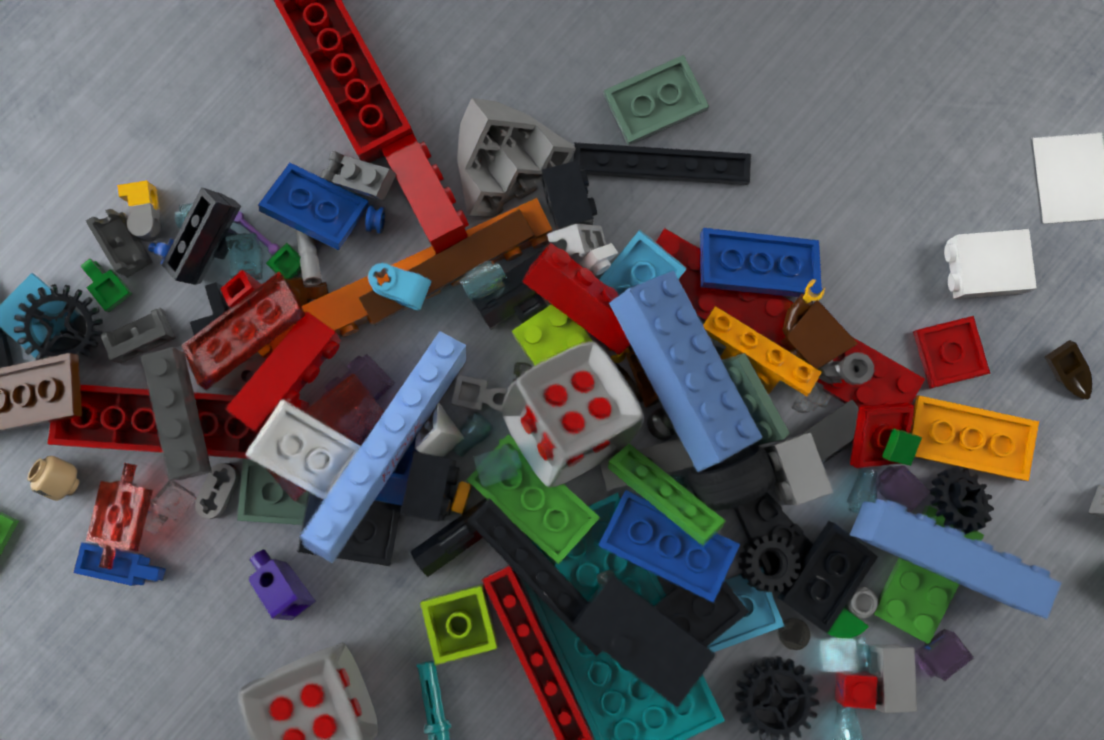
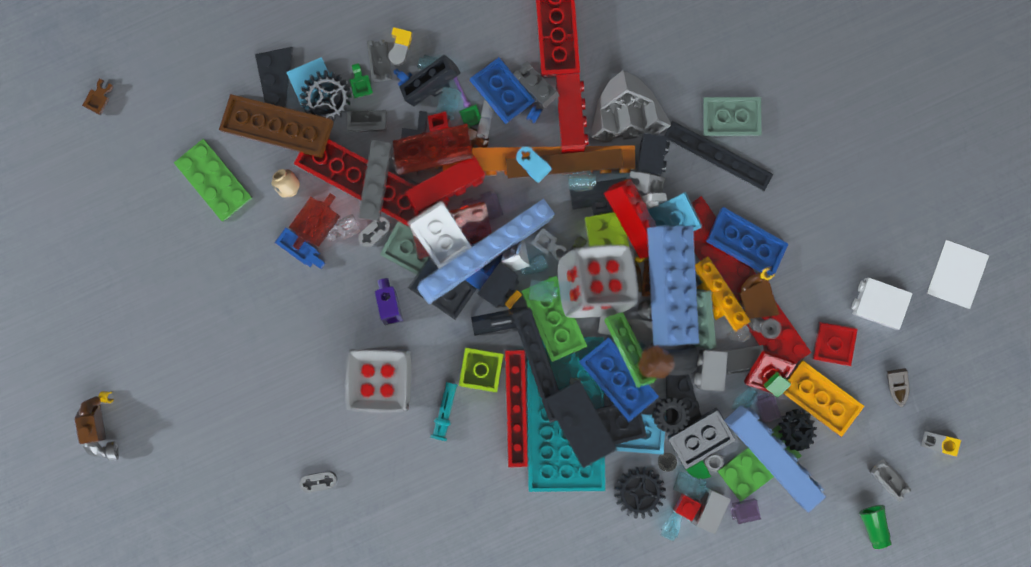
camera: 25 degrees right, 5 degrees up
(713, 495) = (656, 362): none -> reddish brown hair

